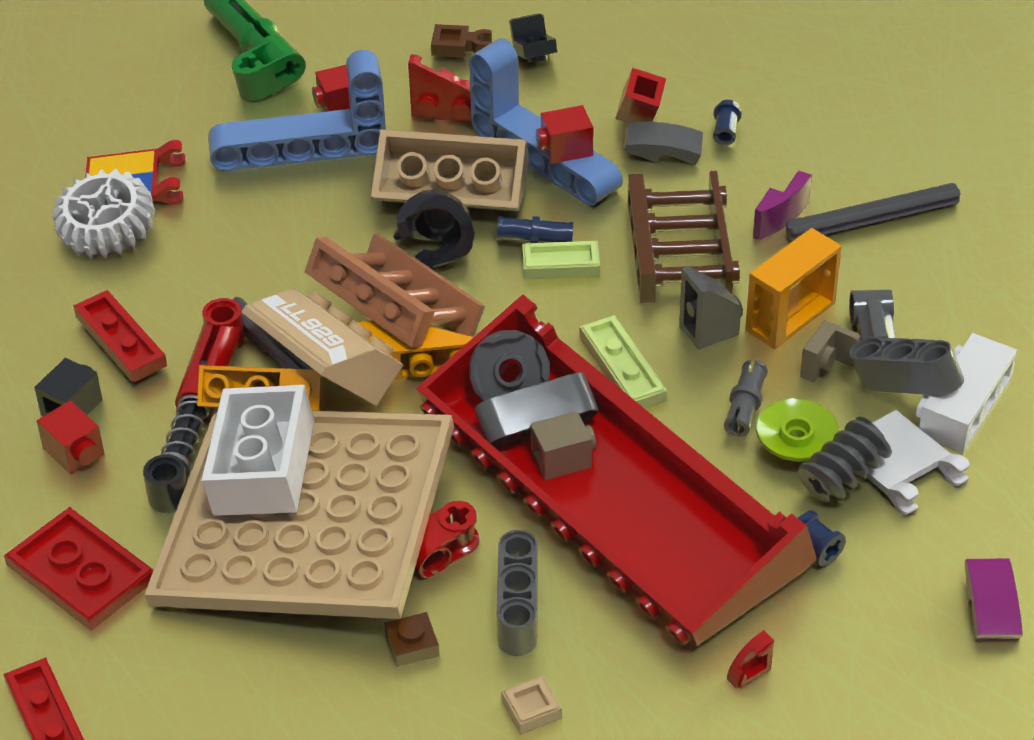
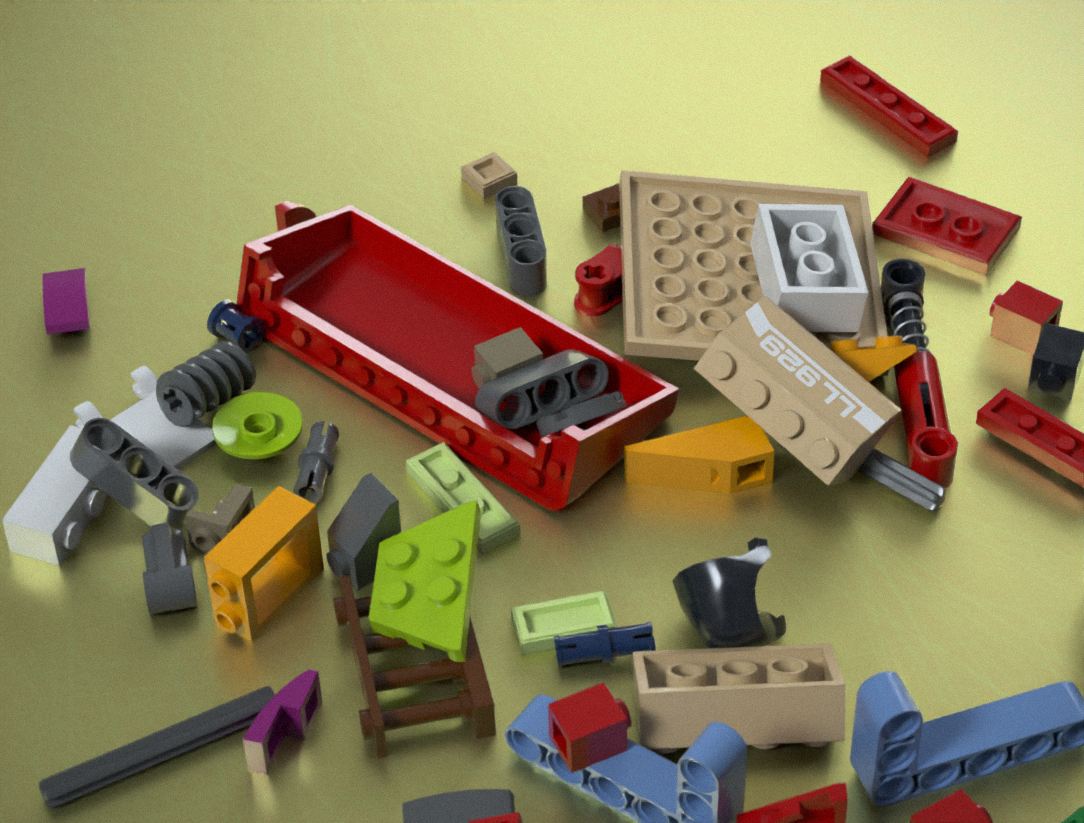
camera: 170 degrees right, 0 degrees up
(394, 289) = (743, 451): nougat fence -> none
(661, 247) = (428, 582): none -> lime wing

